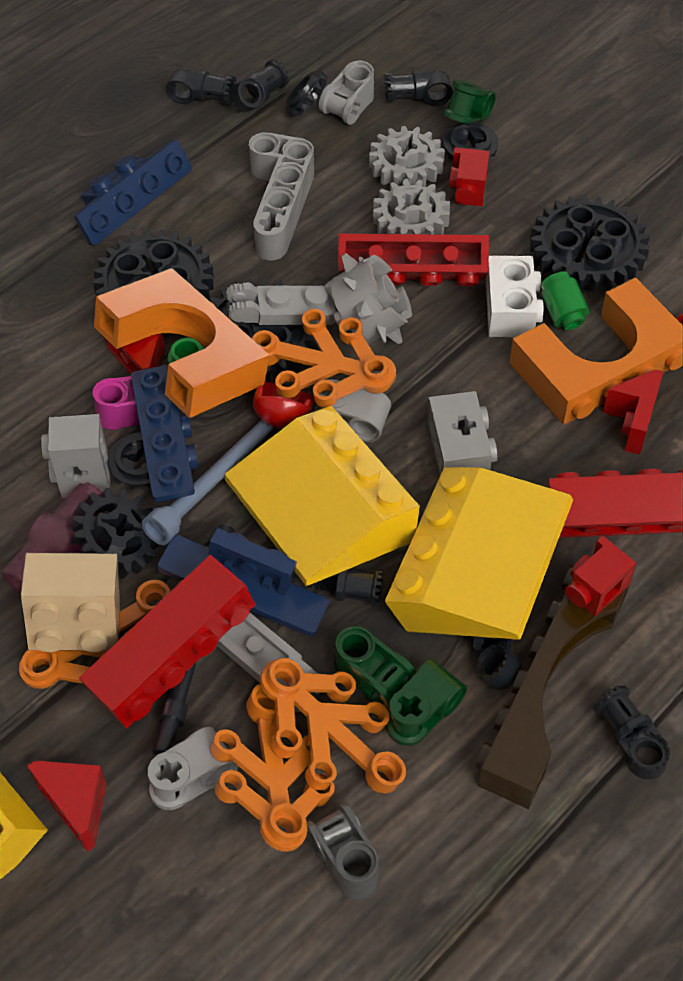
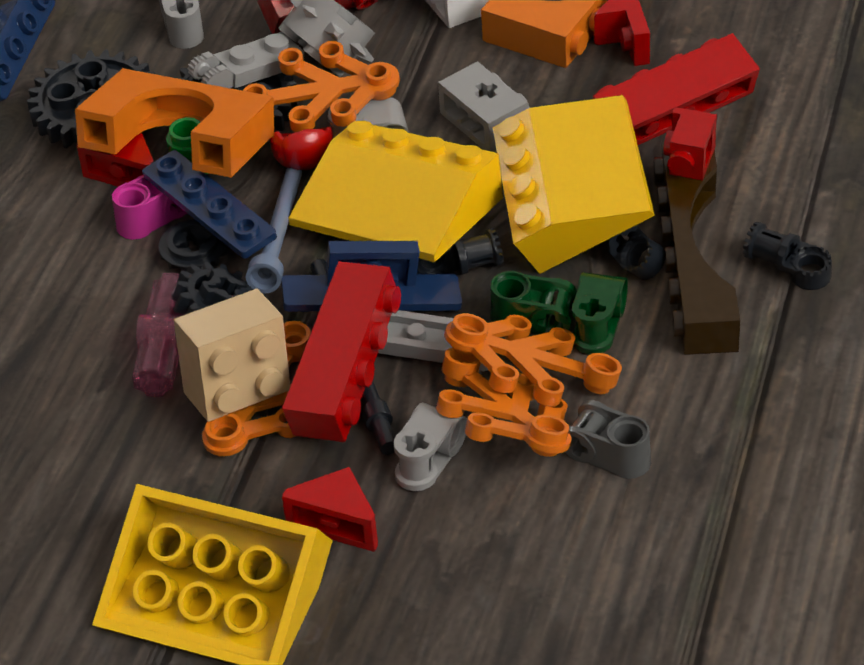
camera: 25 degrees left, 10 degrees down
(76, 452) = (139, 251): light grey brick -> none

